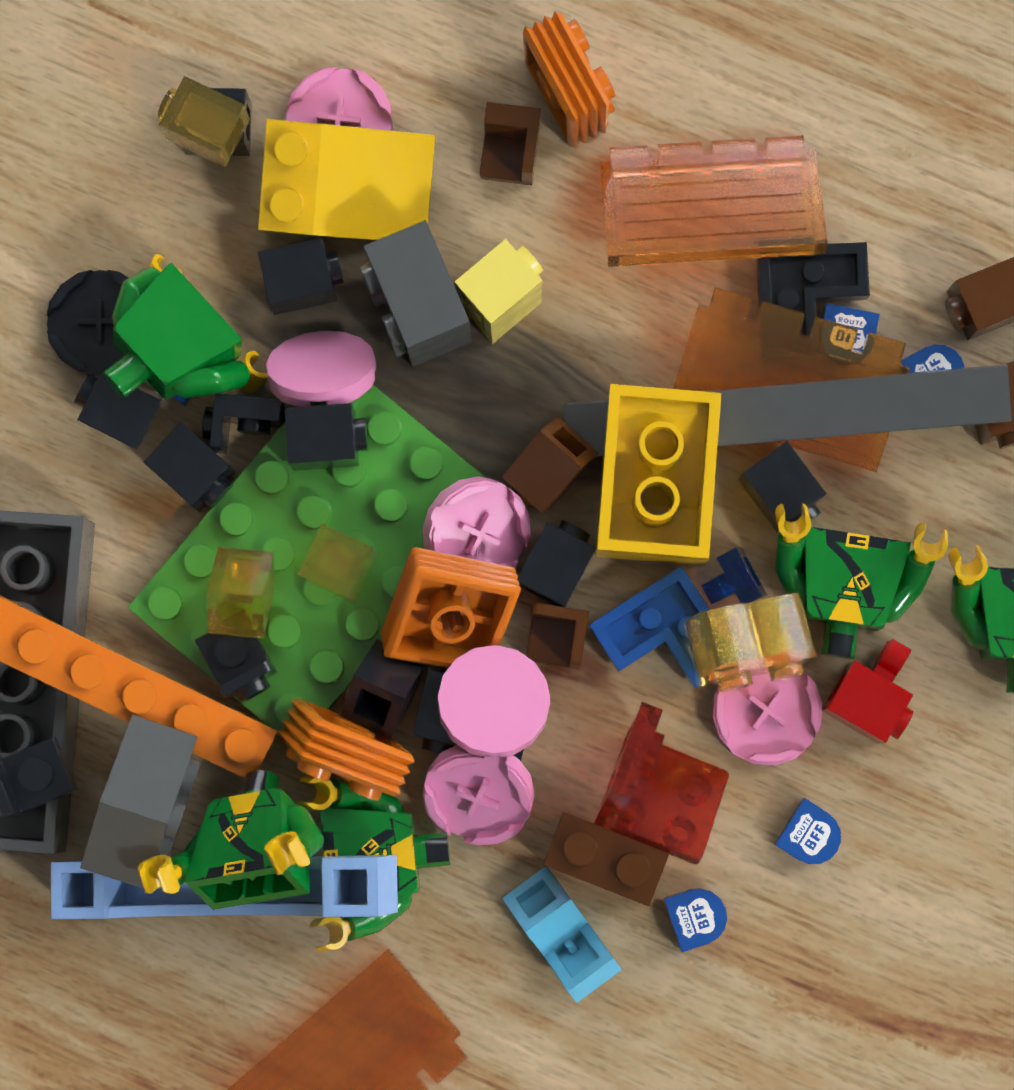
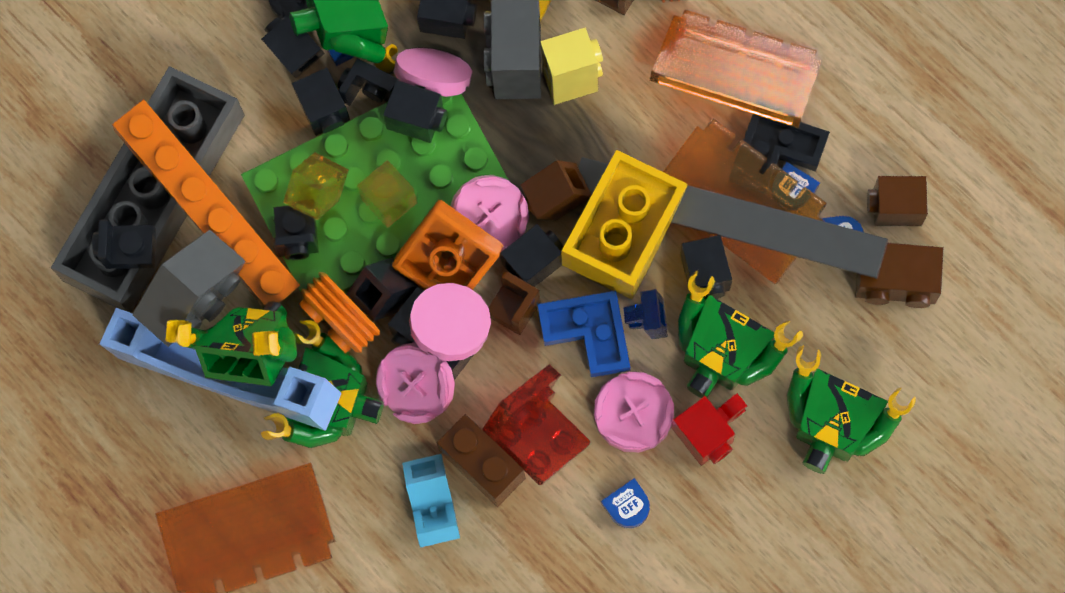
camera: 25 degrees right, 10 degrees down
(696, 917) = (526, 528): tile -> none
(751, 641) = (640, 354): clear yellow brick -> none

